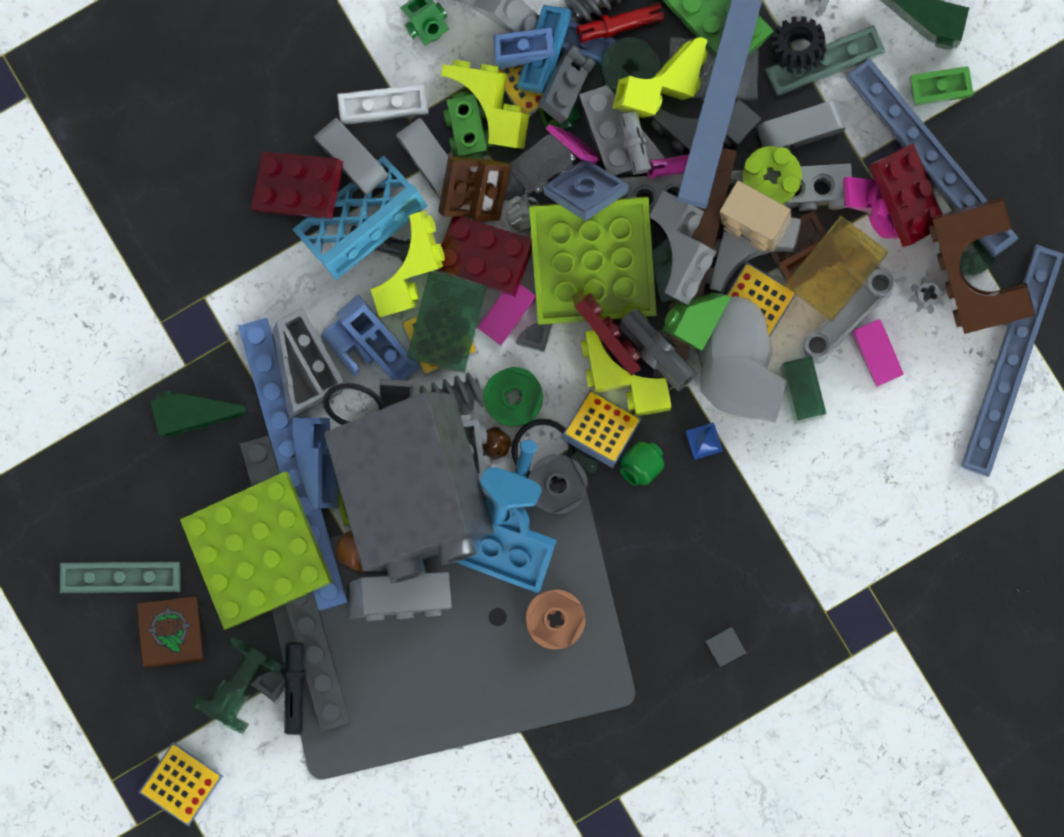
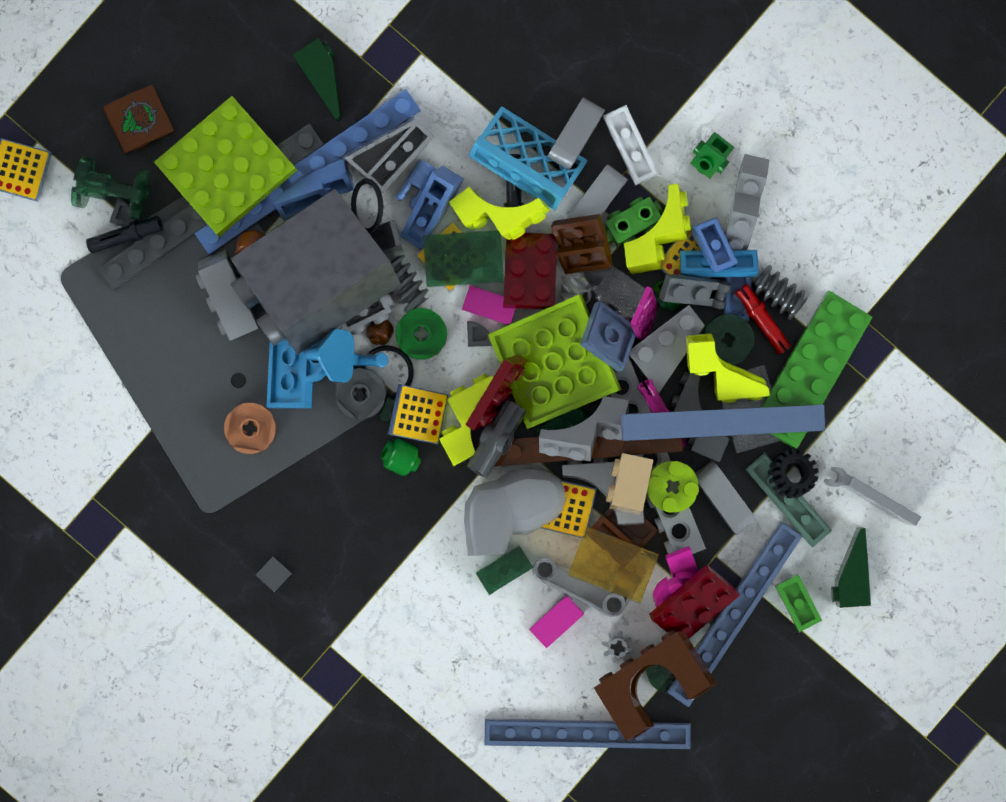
camera: 65 degrees right, 5 degrees up
(120, 577) = (169, 63): sand green tile -> none
(297, 185) = (537, 97): dark red plate -> none
(635, 142) = (661, 364): light grey pin -> none
(695, 322) = (529, 464): bright green slope -> none
(703, 441) = (436, 501): blue tile -> none

